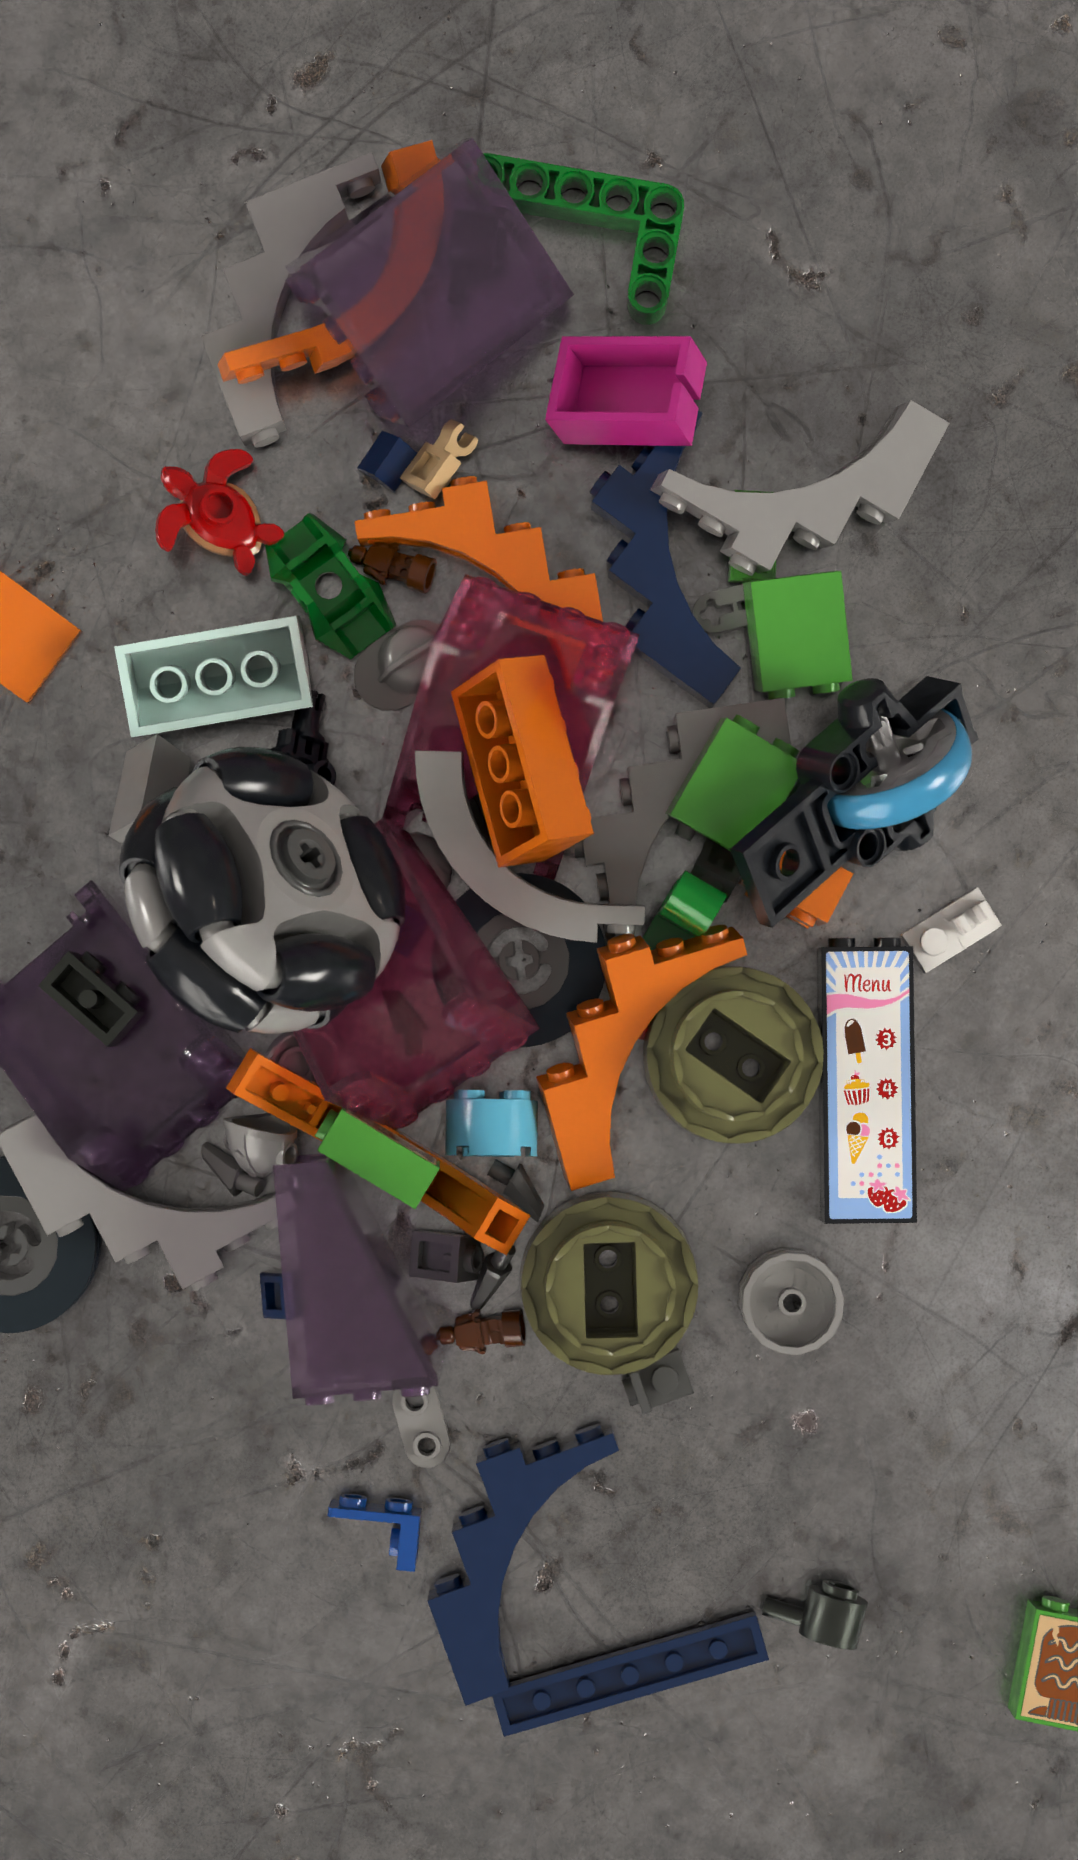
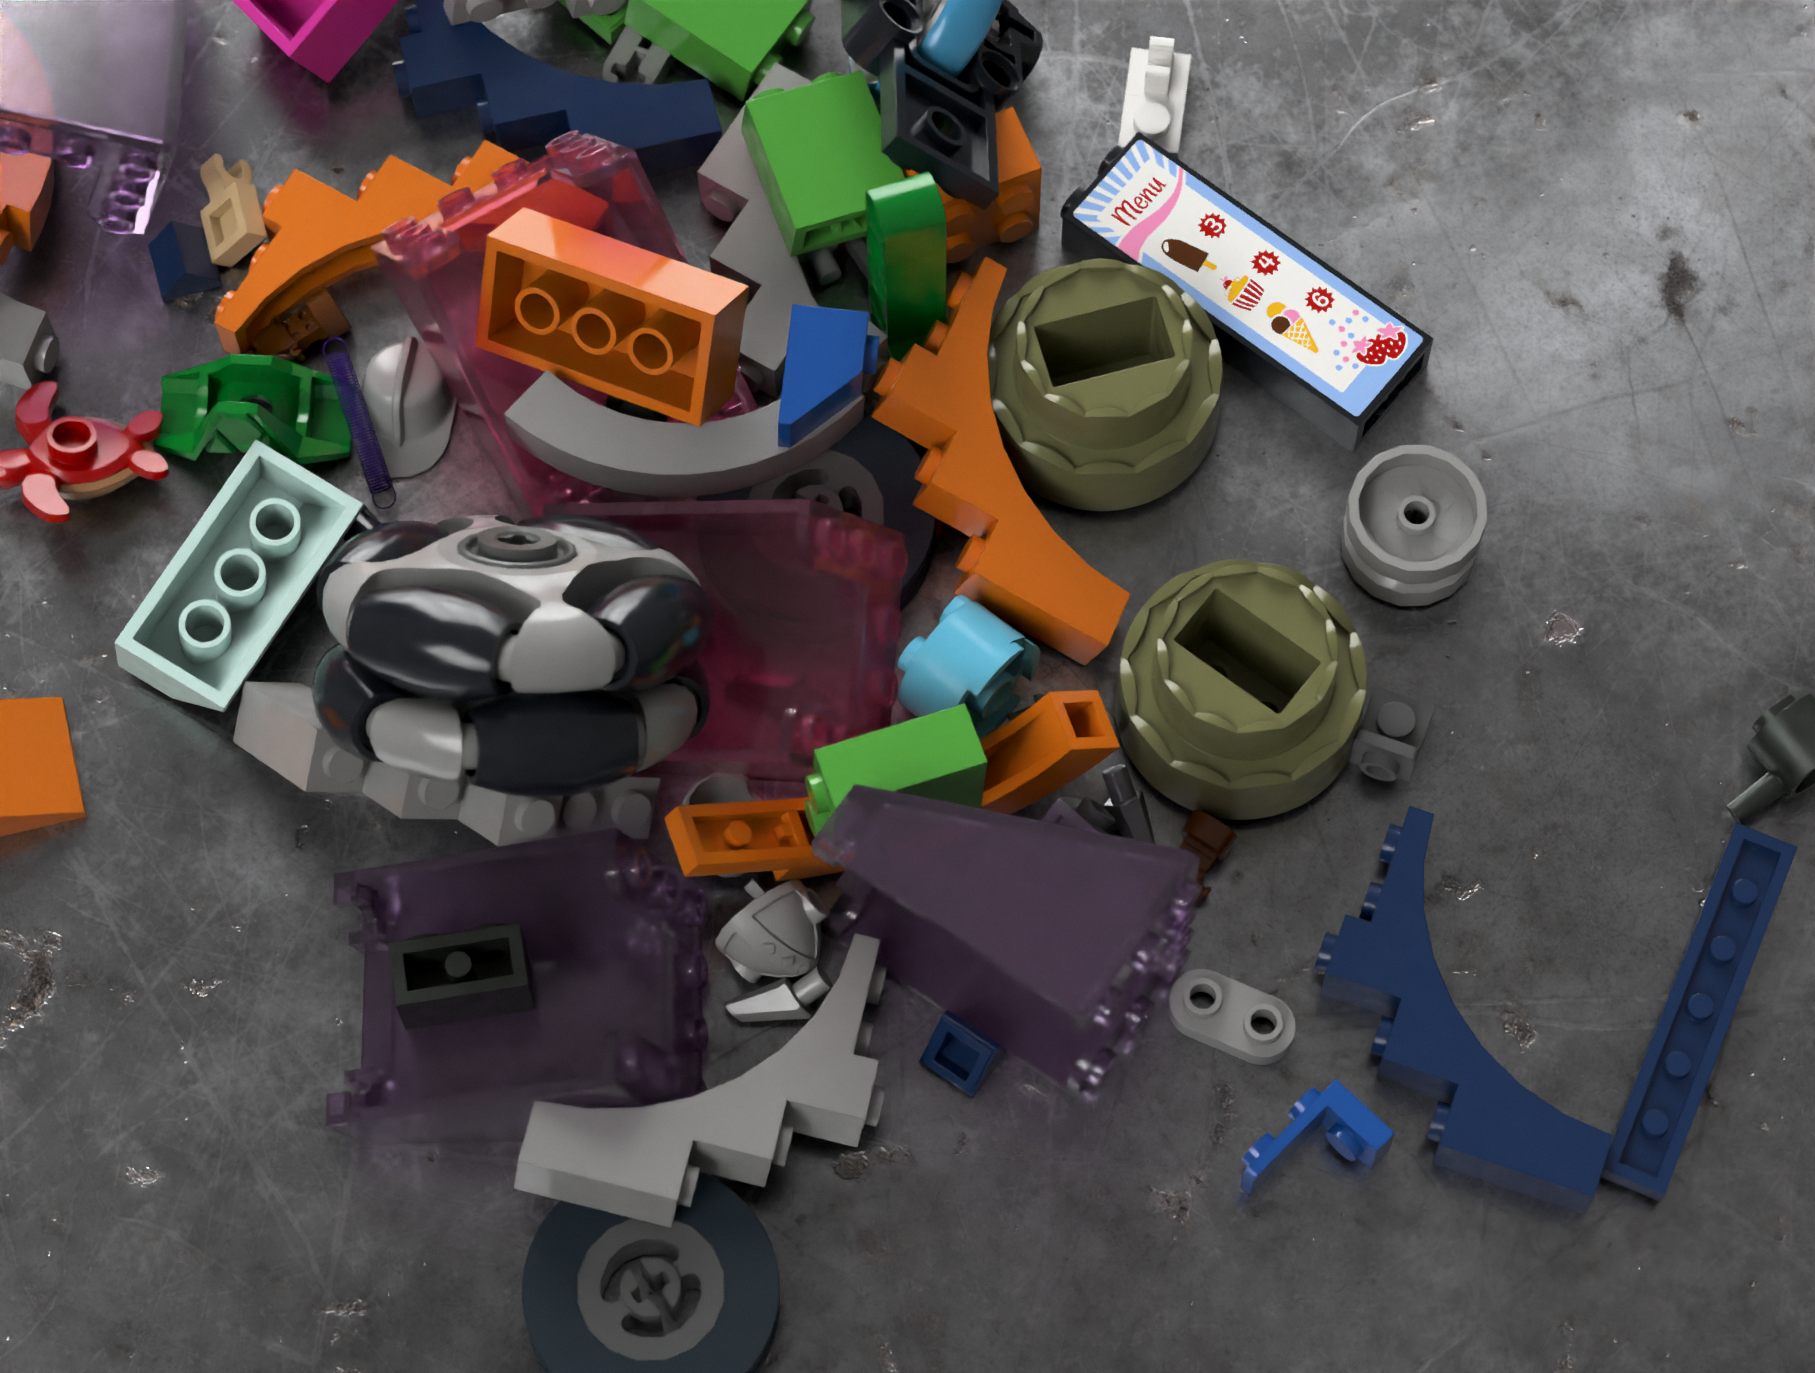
camera: 55 degrees left, 20 degrees down
(351, 693) = (348, 393): none -> dark purple piece
(586, 912) = (823, 367): none -> blue slope

